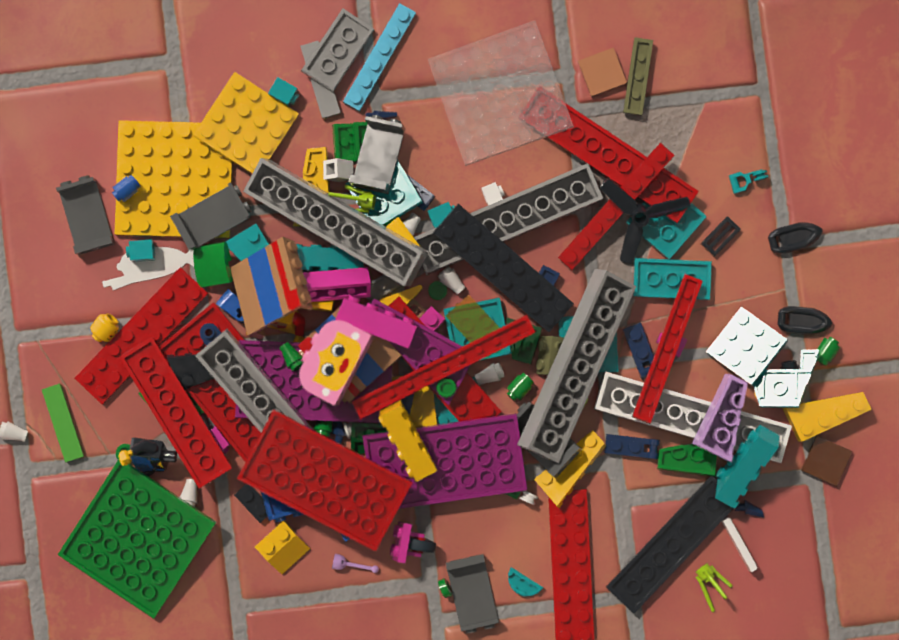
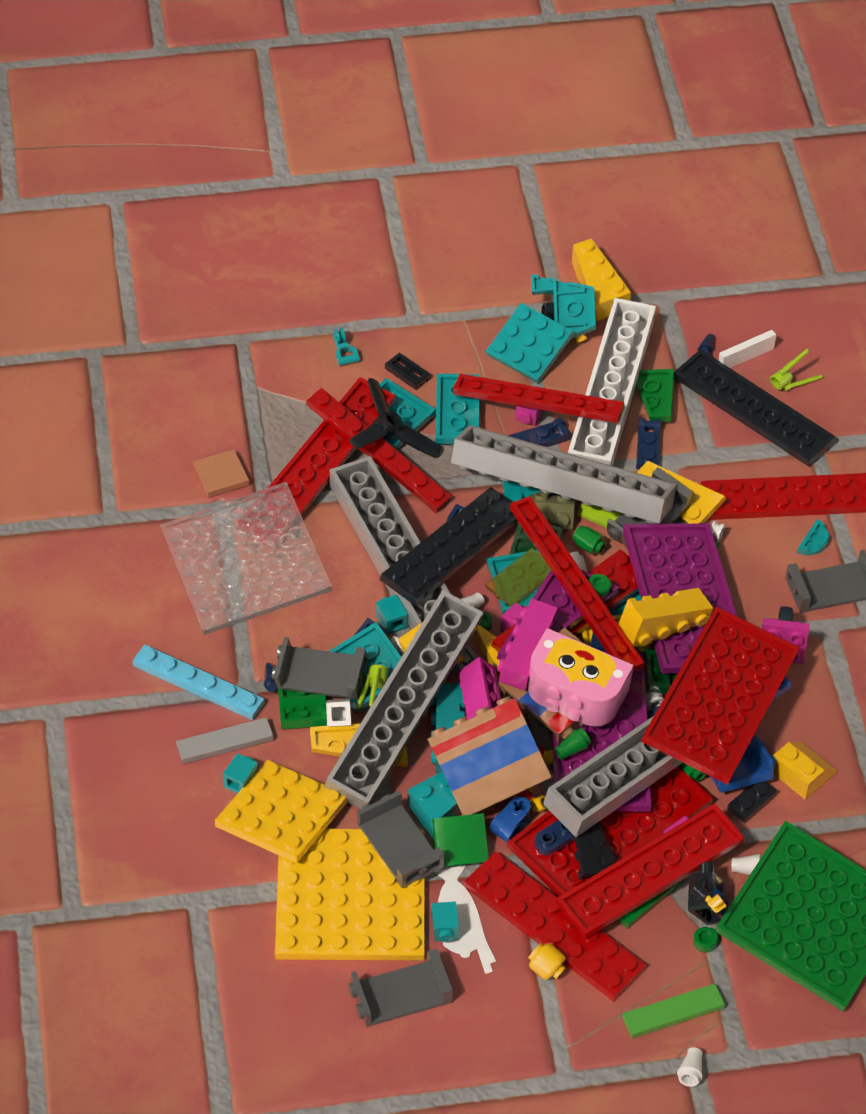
camera: 90 degrees left, 35 degrees down
(125, 188) = (366, 933): blue brick -> none
(337, 50) = (189, 720): light grey tile -> none
(340, 563) = (815, 706): lavender hinge -> none
(444, 588) = (830, 606): green tile -> none
(492, 193) = (365, 568): white plate -> none
(638, 76) = (227, 439): olive plate -> none
(722, 419) = (612, 344): lavender wedge -> none
(745, 465) = (662, 329): teal wedge -> none
(794, 237) = (407, 309): black piece -> none
(803, 320) = (497, 302): black piece -> none
(826, 460) = (649, 284): reddish brown tile -> none
(828, 350) = (523, 279): green brick -> none

